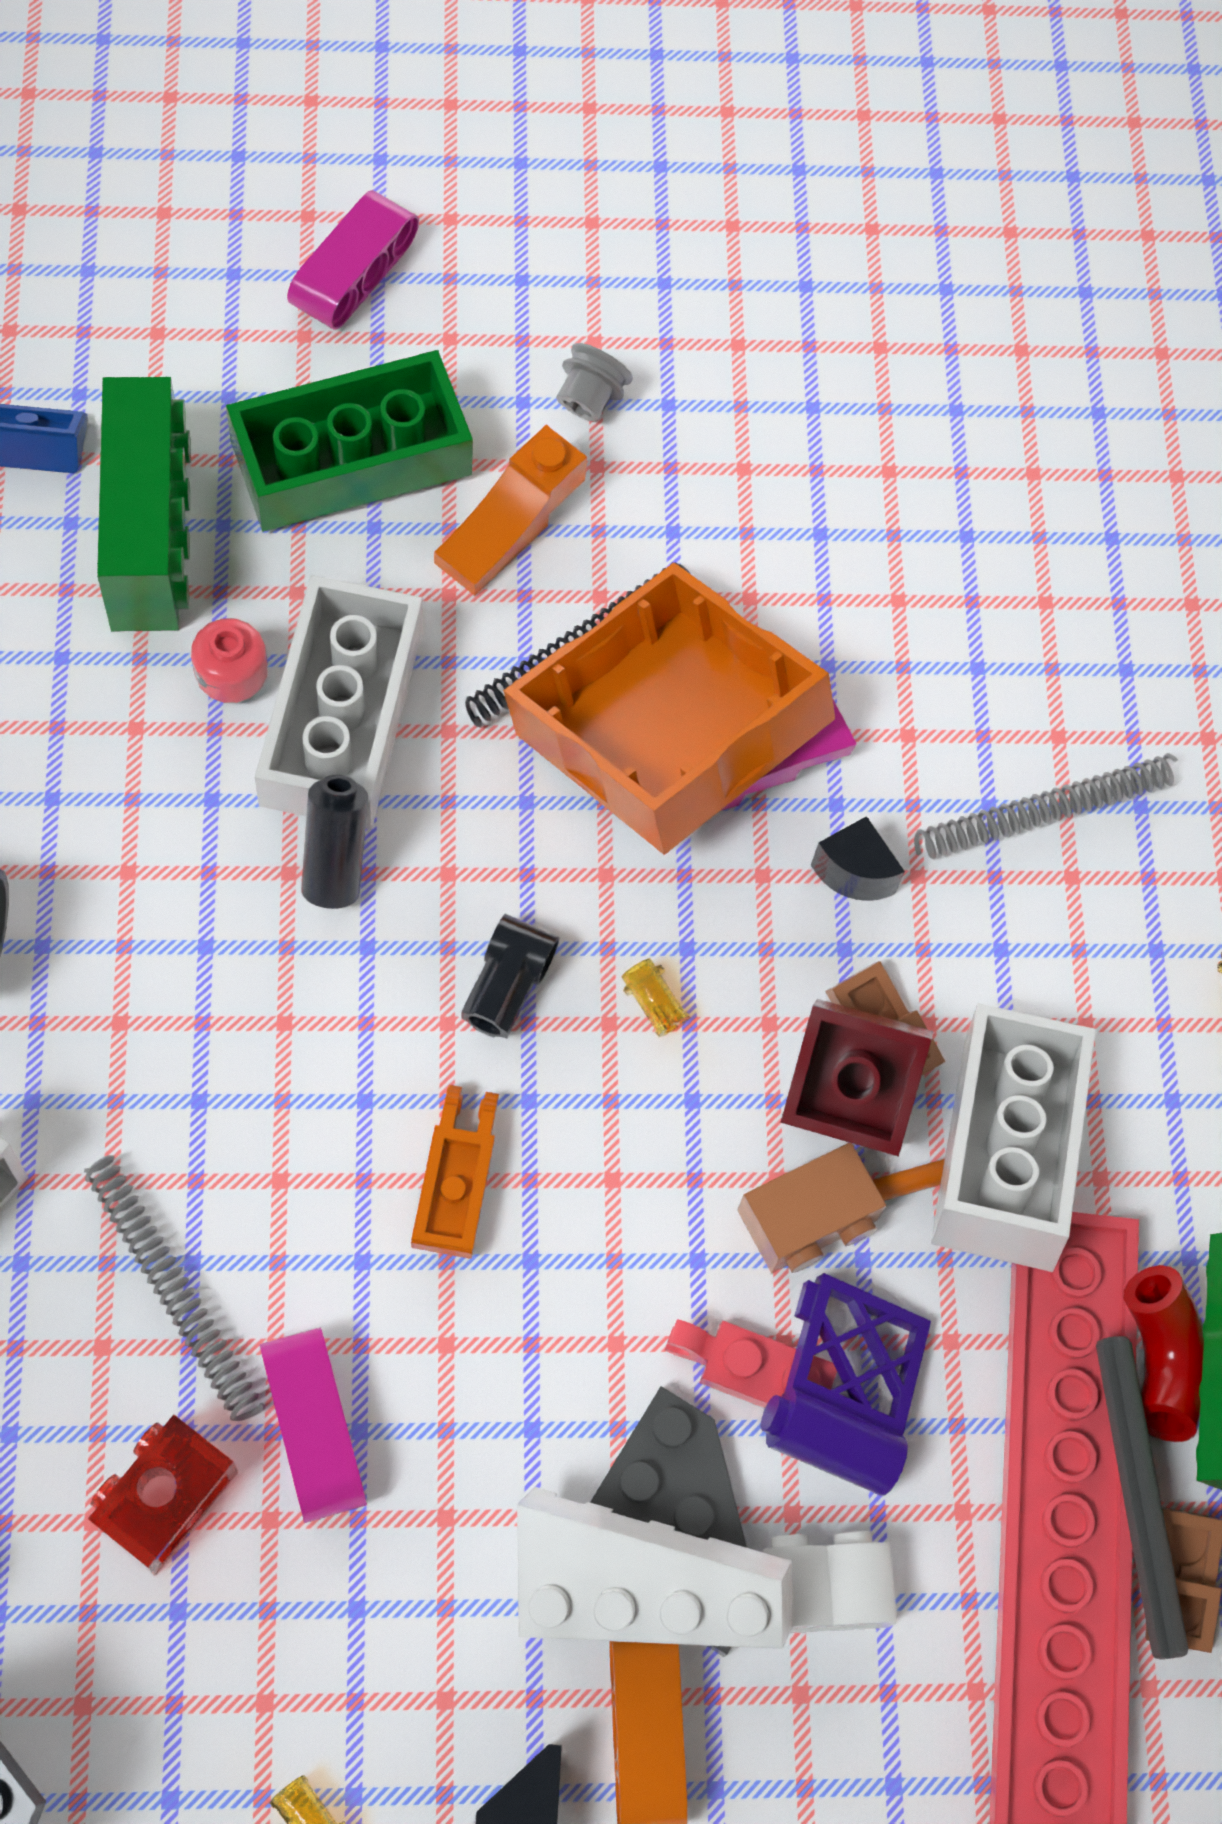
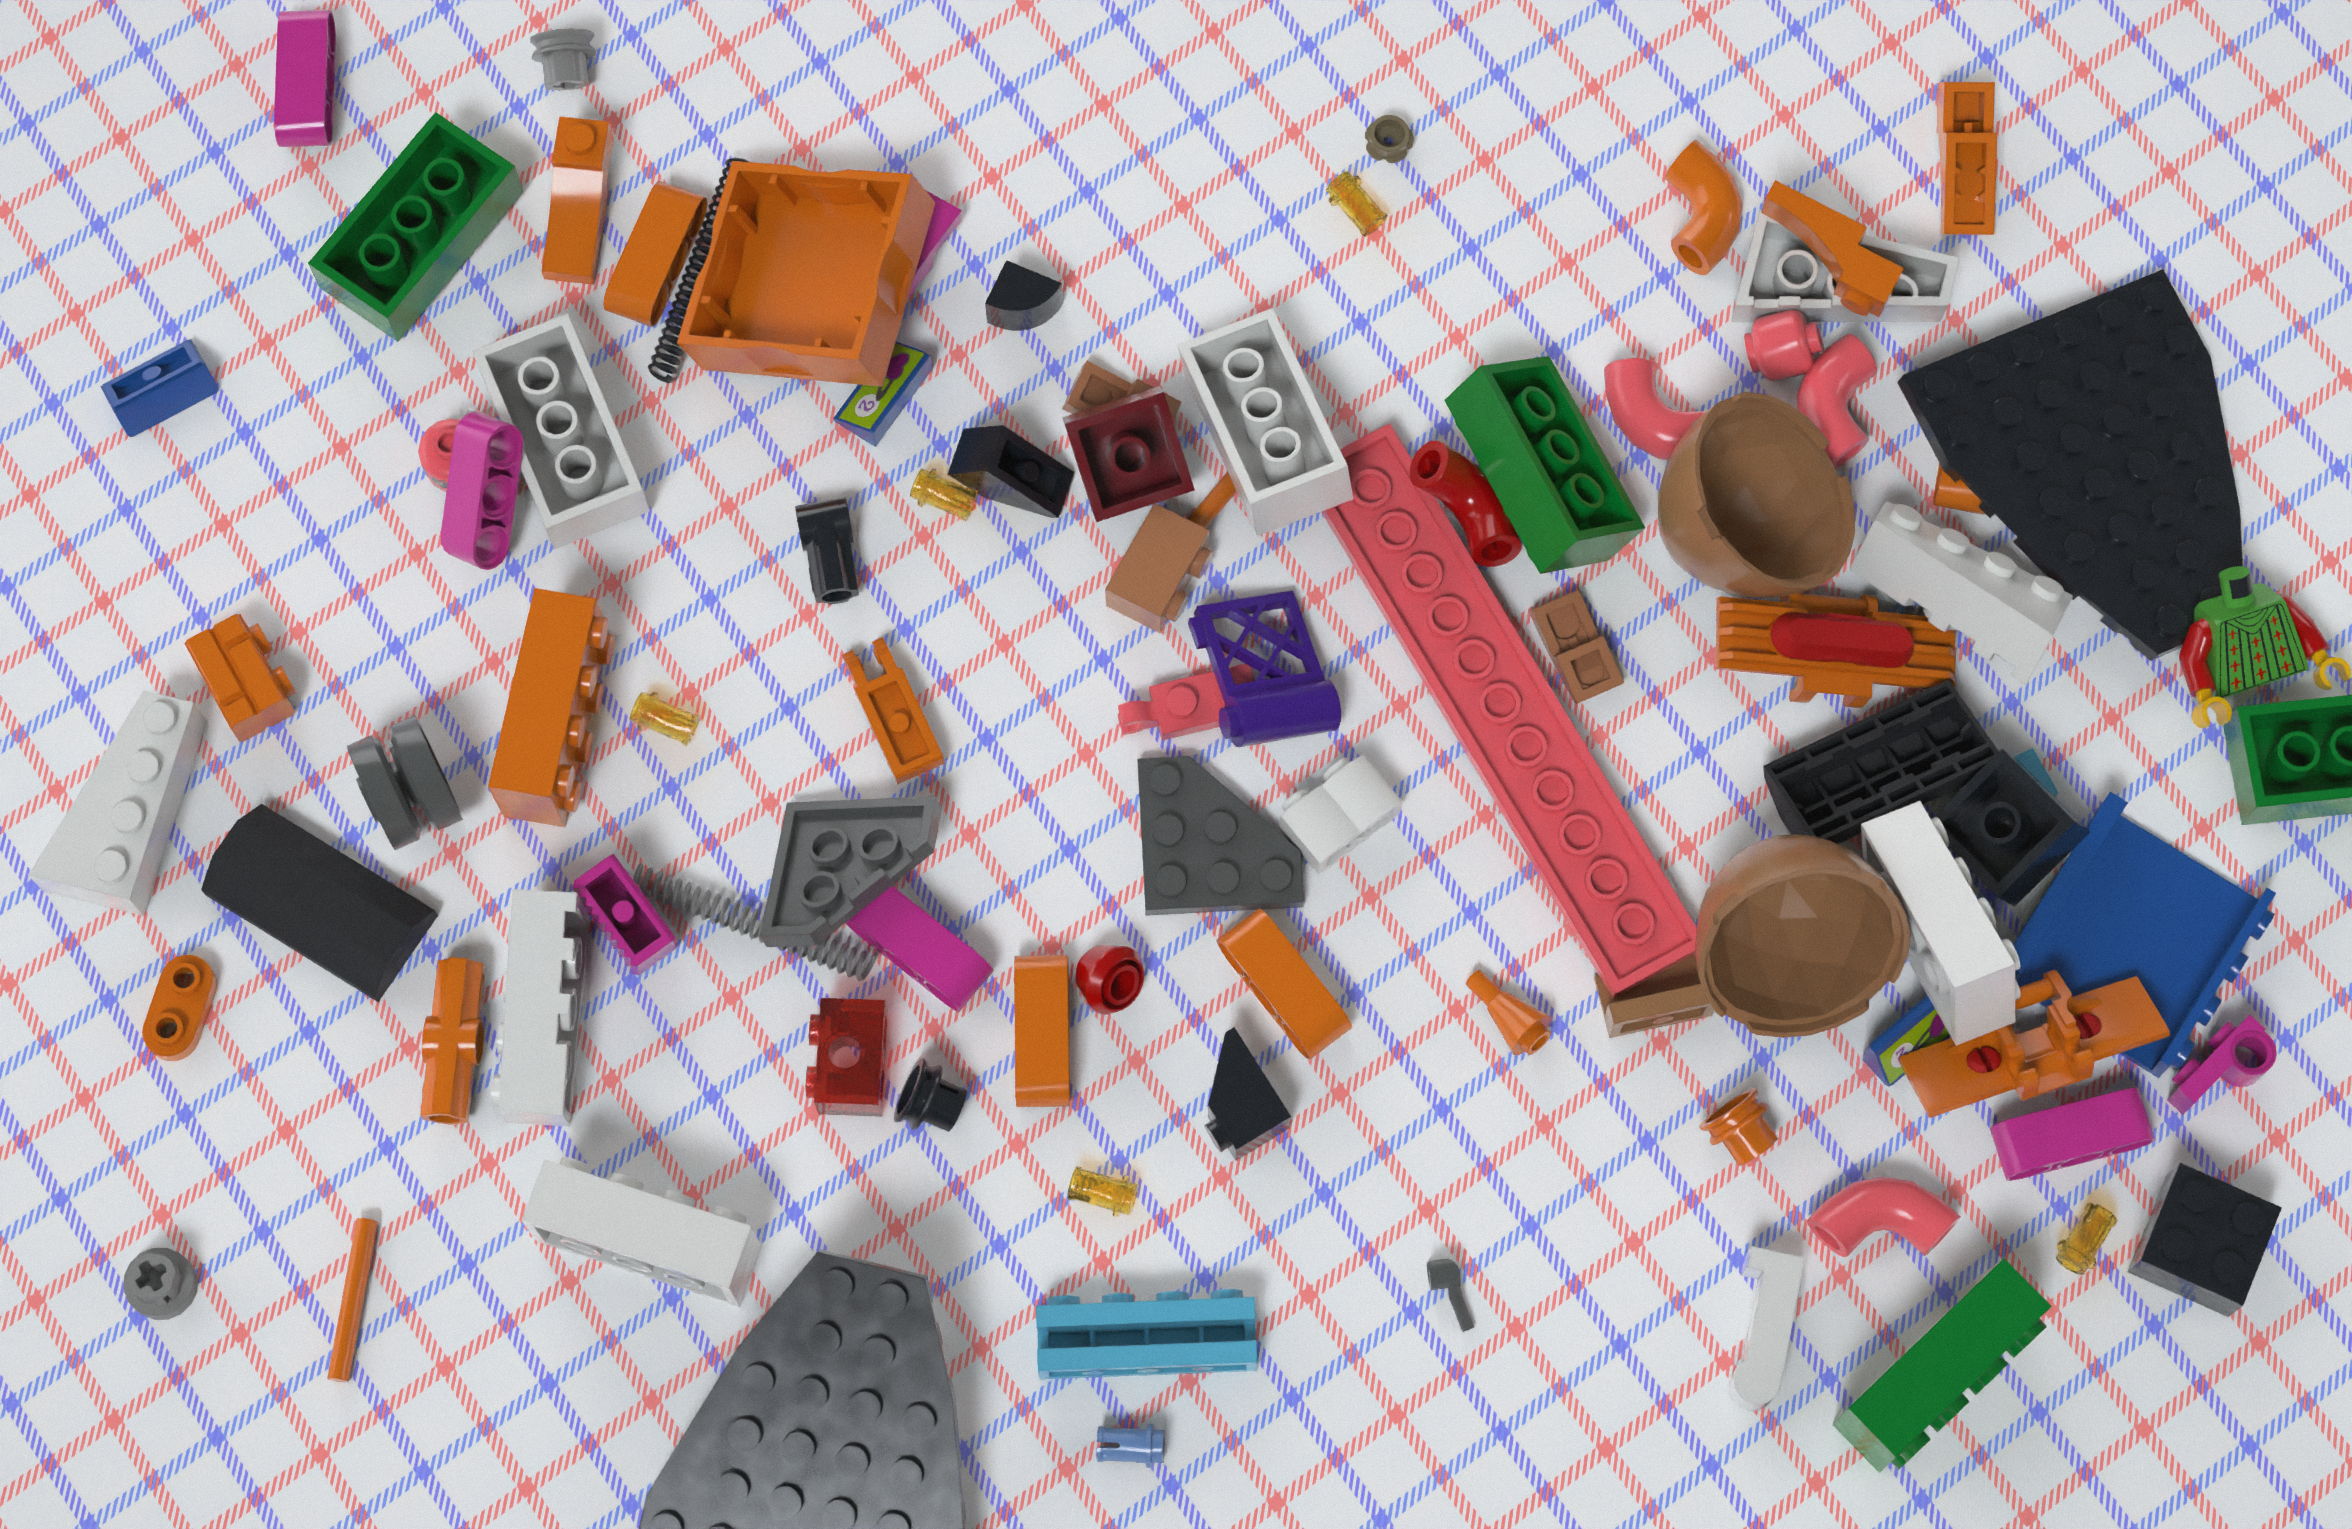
camera: 25 degrees left, 5 degrees up
(51, 1196) = (624, 915): none -> dark pink brick
(134, 948) = (551, 708): none -> orange brick
(143, 504) = (301, 379): green brick -> none
(207, 1595) = (929, 1098): none -> black piece
(228, 679) = (481, 490): none -> dark pink beam
(238, 1030) = (664, 718): none -> clear yellow pin
(295, 1288) = (840, 859): none -> dark grey plate
(334, 842) = (637, 537): black brick -> none
(368, 1604) = (1042, 1031): none -> orange beam
(475, 1596) = (1110, 977): none -> red cone
(546, 602) = (655, 254): none -> orange beam
(642, 1581) = (1200, 895): white wedge -> none
(647, 874) = (874, 409): none -> slope
(734, 1017) = (1010, 470): none -> black slope
(1086, 799) = (1126, 177): light grey piece -> none
(1142, 1498) = (1510, 609): dark grey axle -> none

